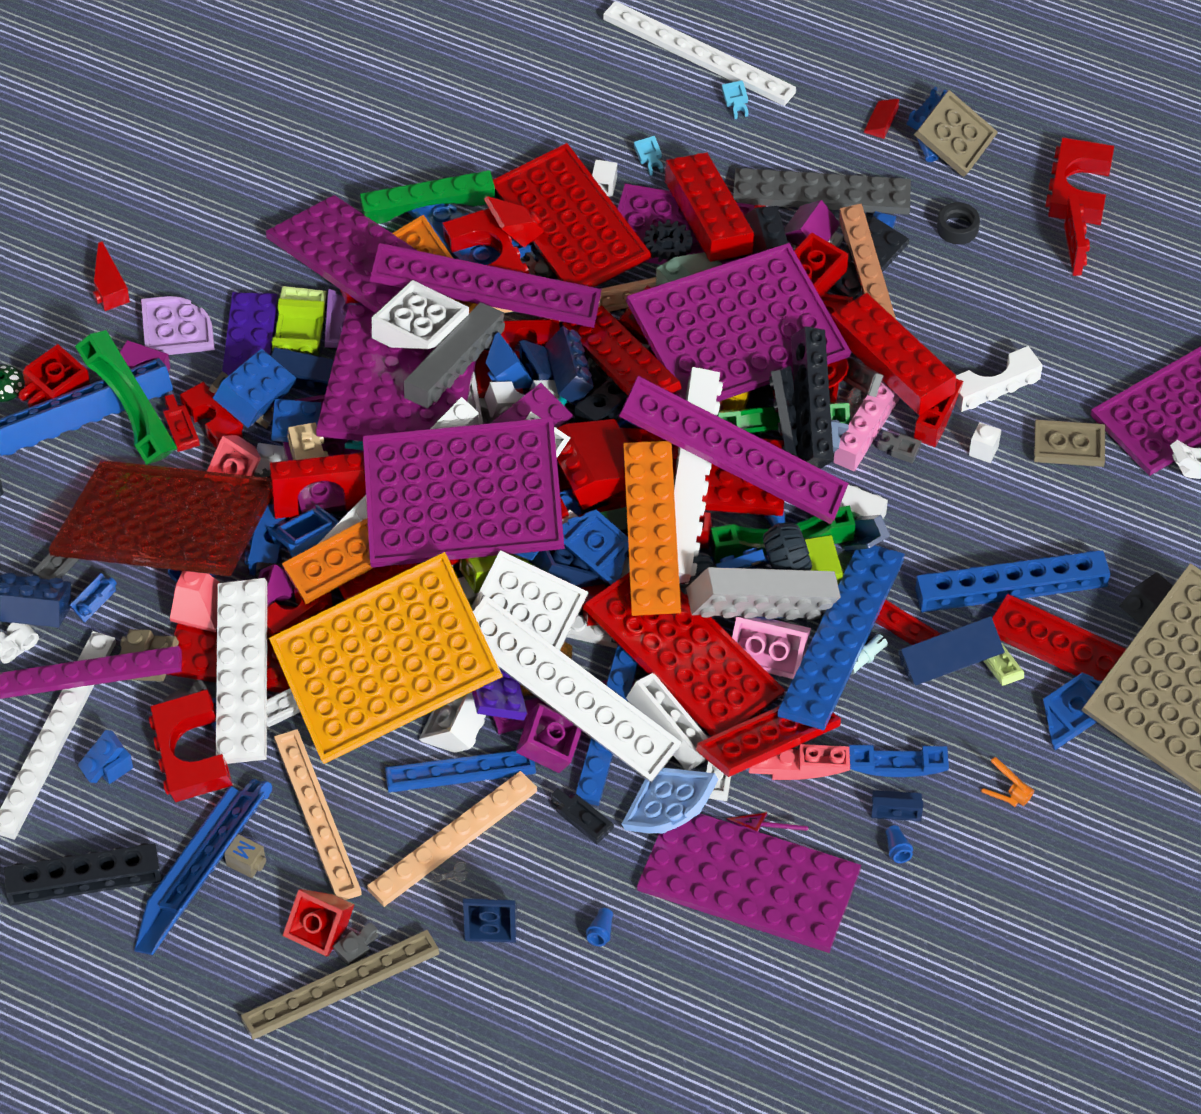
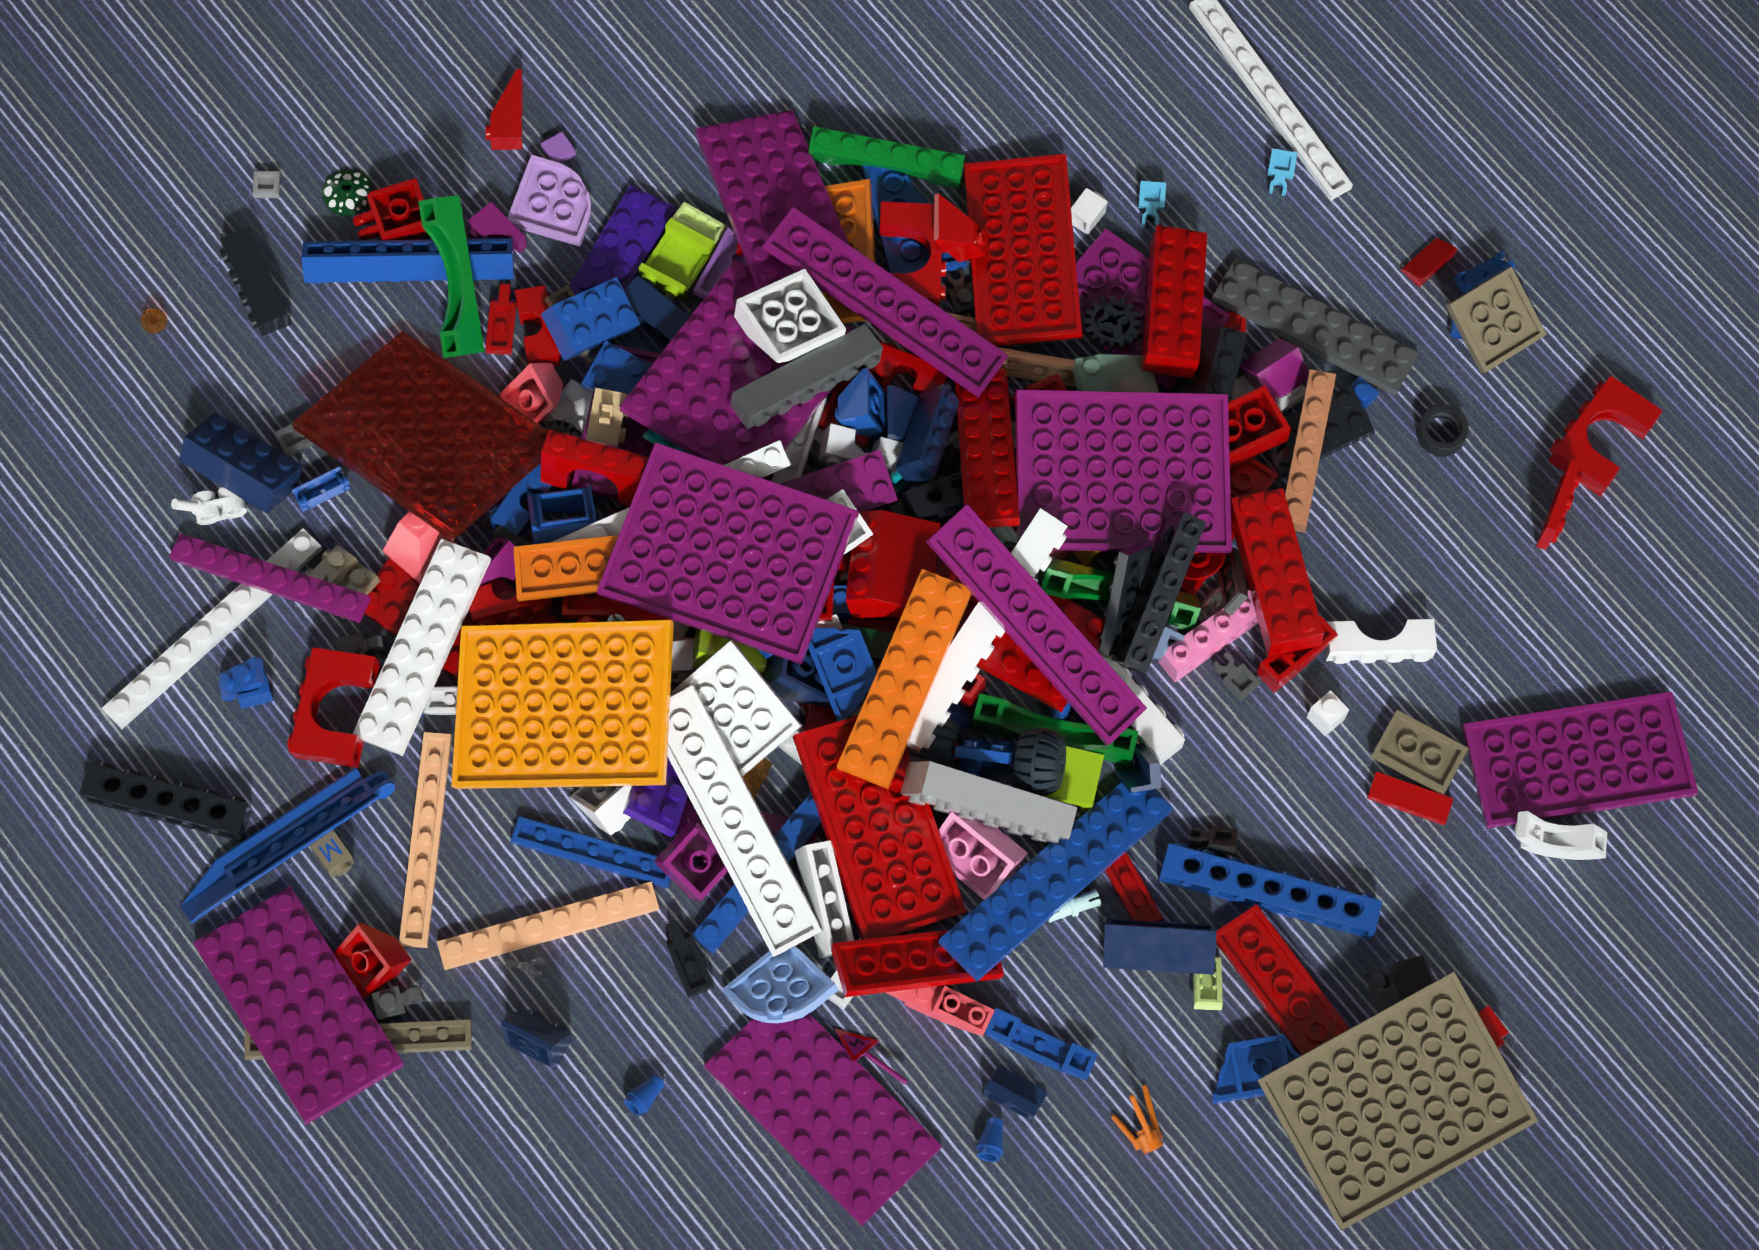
camera: 20 degrees right, 15 degrees up
(159, 288) = (558, 148): none -> medium lavender tile
(276, 977) = (298, 1005): none -> magenta plate
(953, 561) = (1217, 840): none -> pearl dark grey plate
(1080, 478) = (1410, 798): none -> red tile

